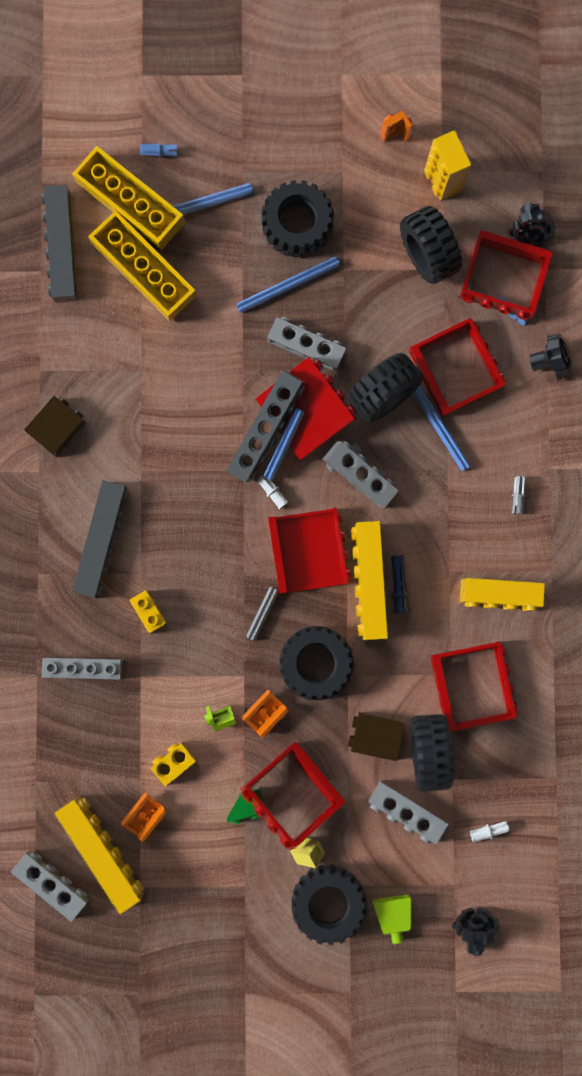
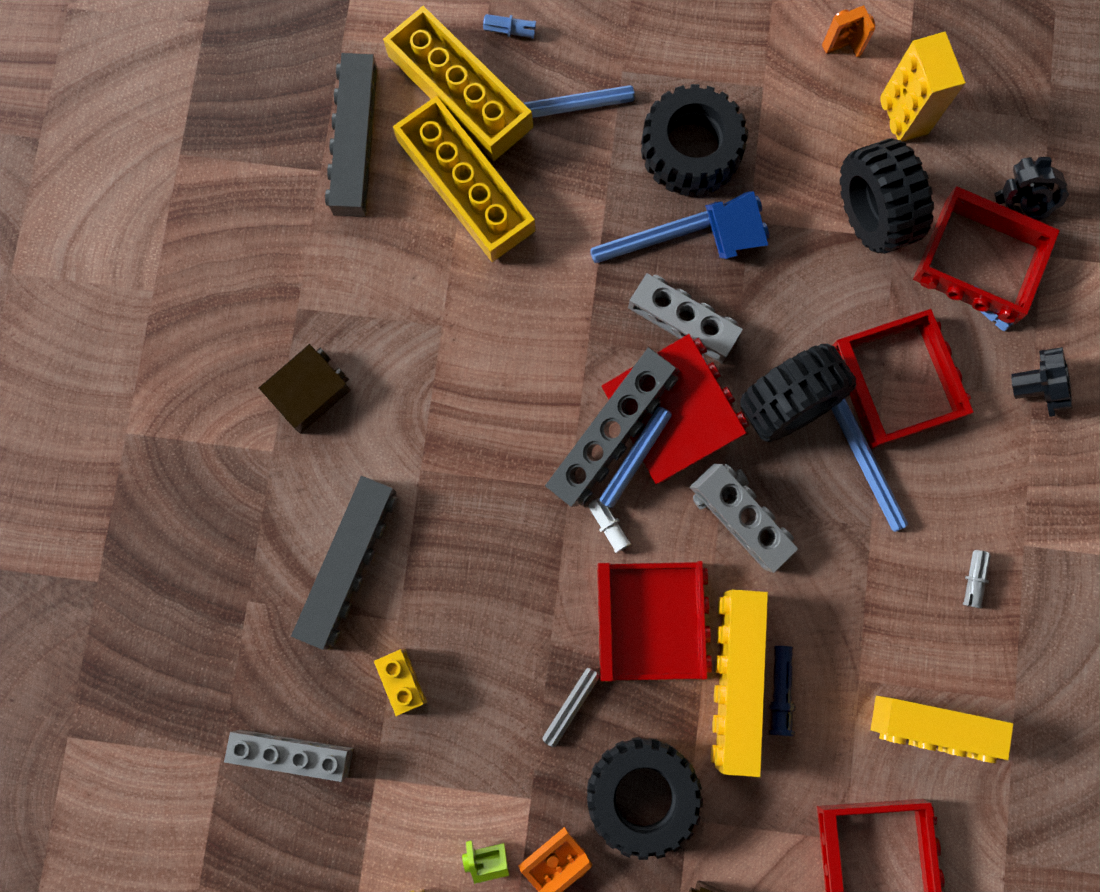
camera: 15 degrees right, 5 degrees down
(334, 275) = (737, 224): none -> blue hips

